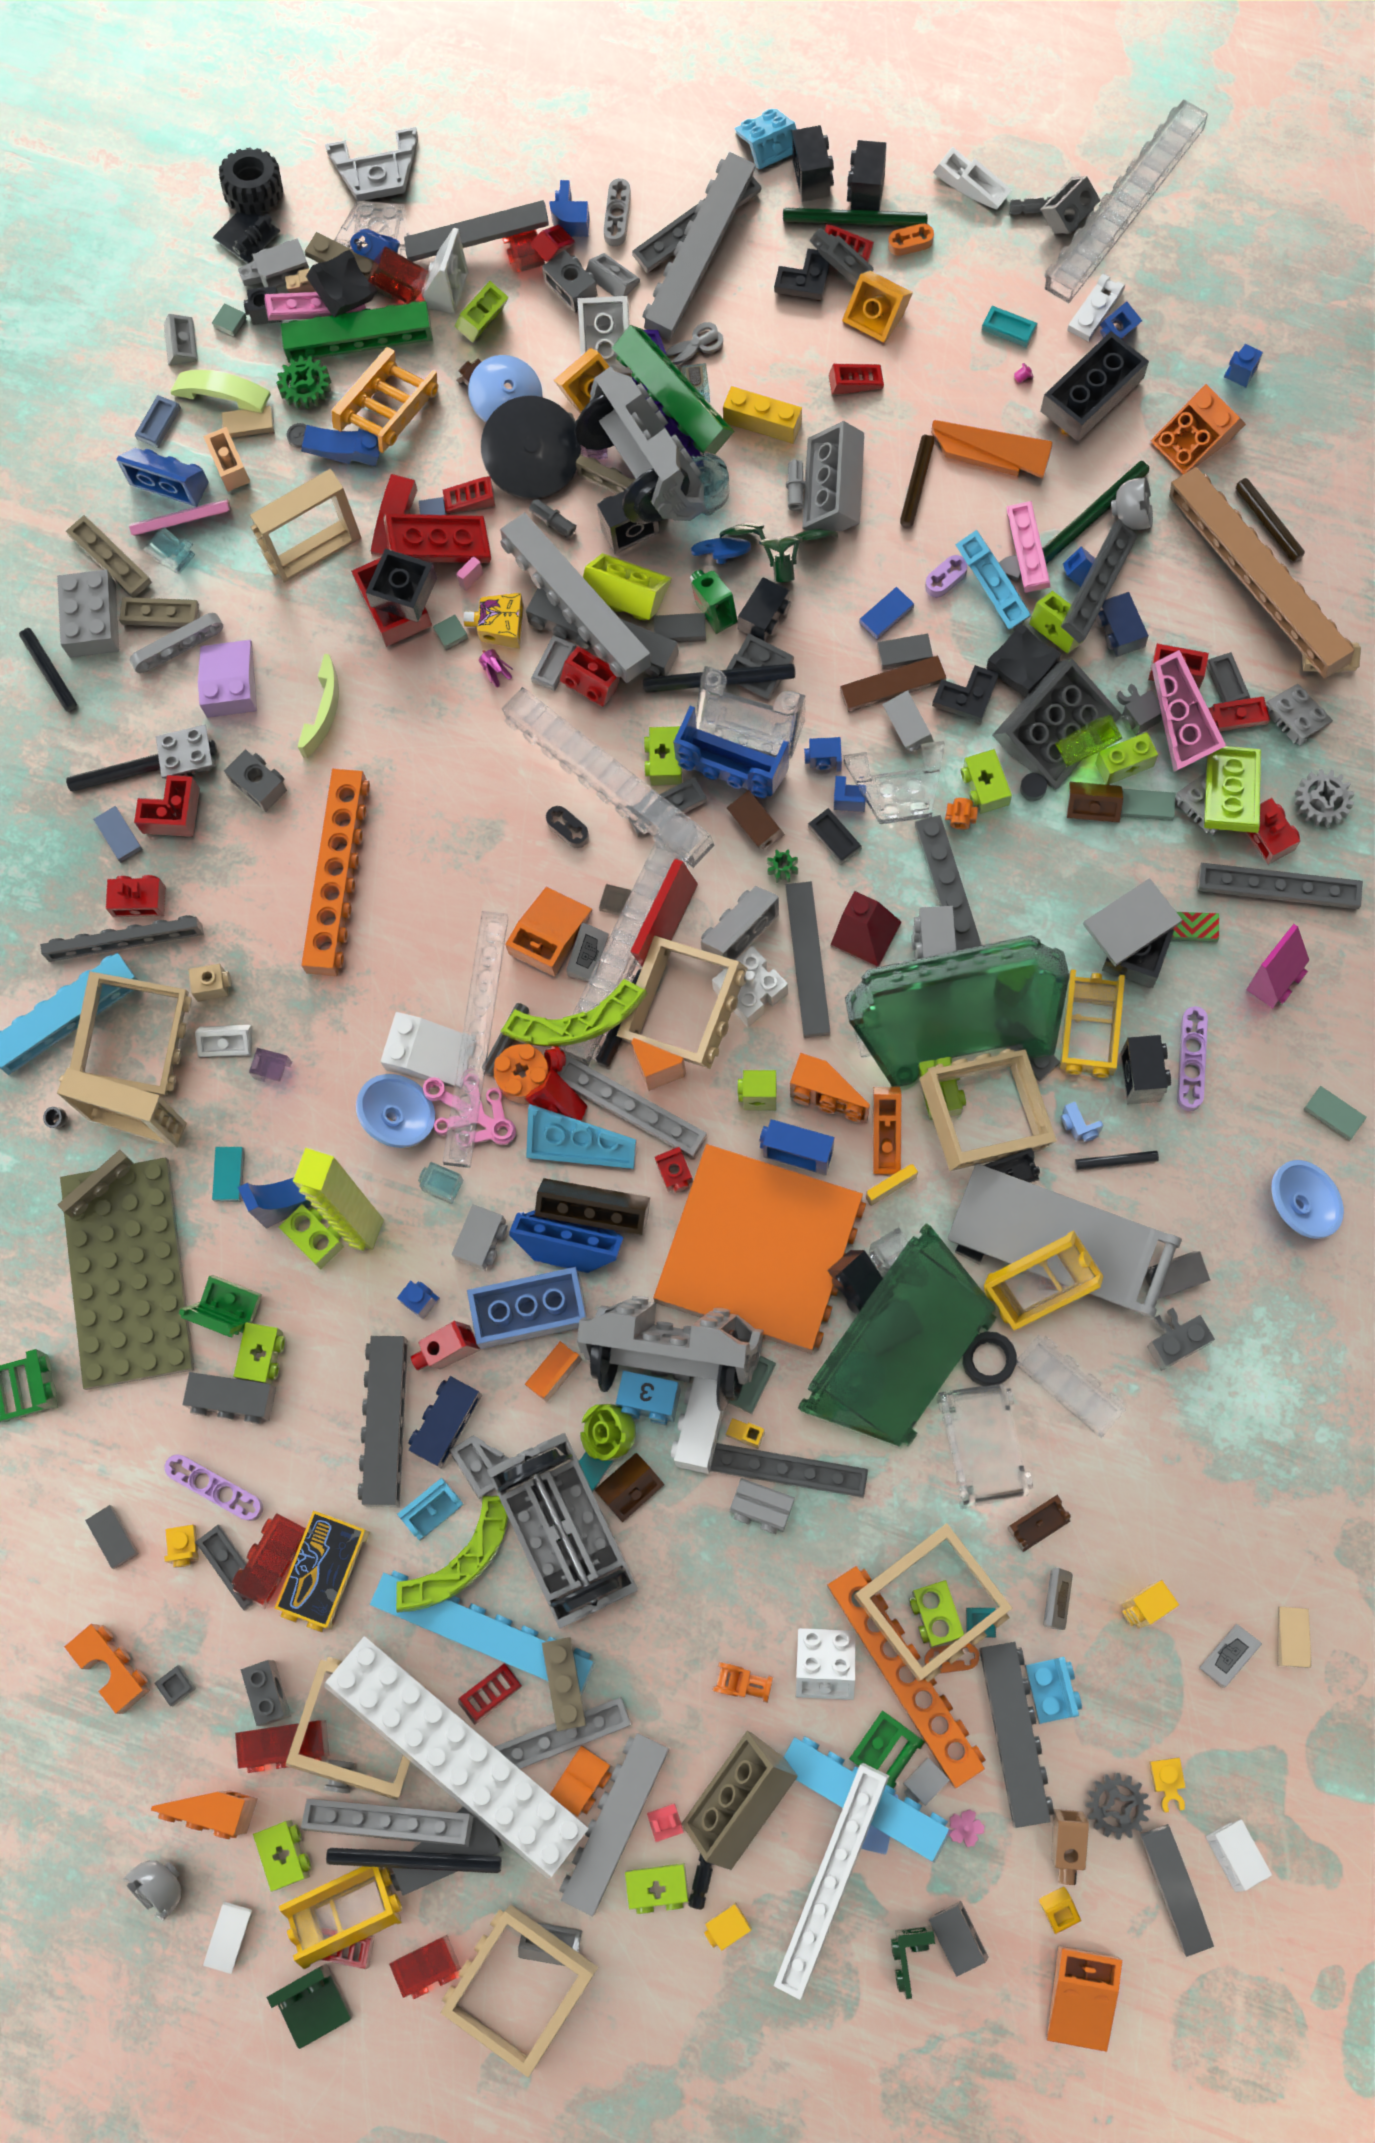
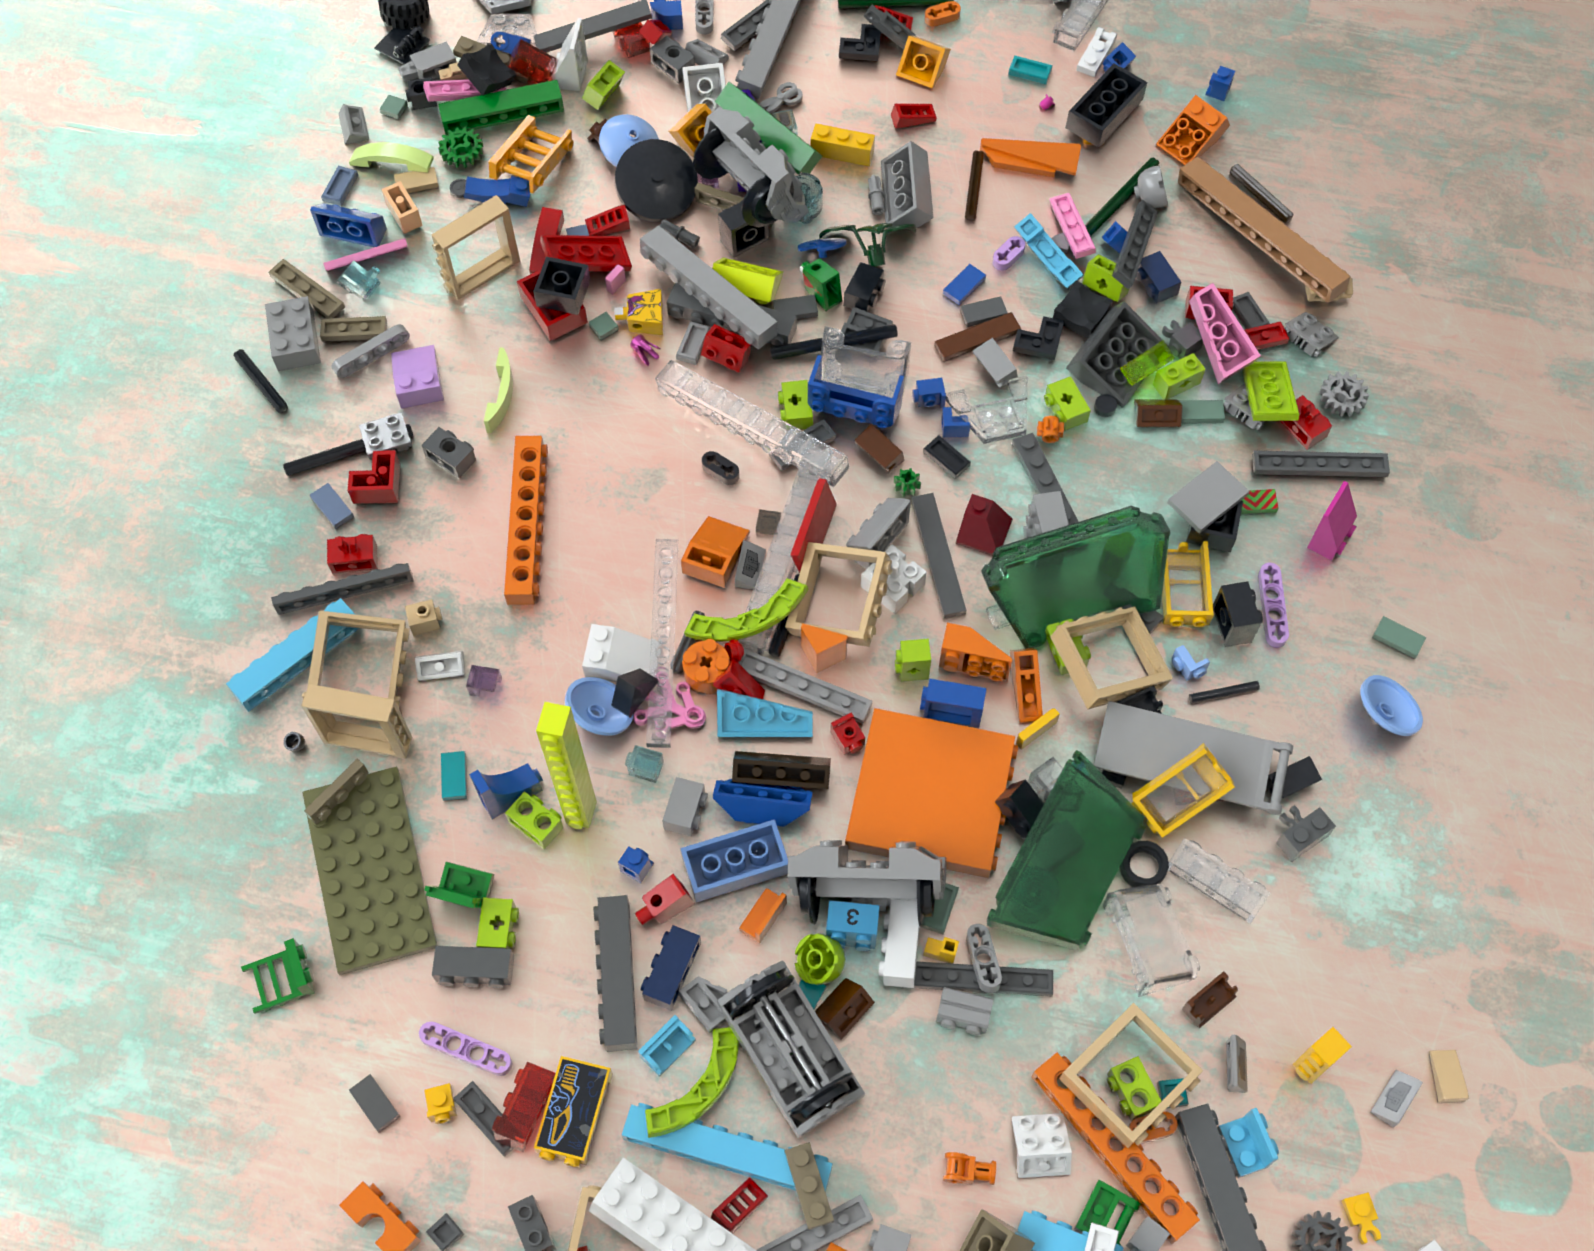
camera: 15 degrees left, 10 degrees down
(433, 1097) = (632, 690): none -> black slope
(785, 1468) = (979, 967): none -> light grey beam

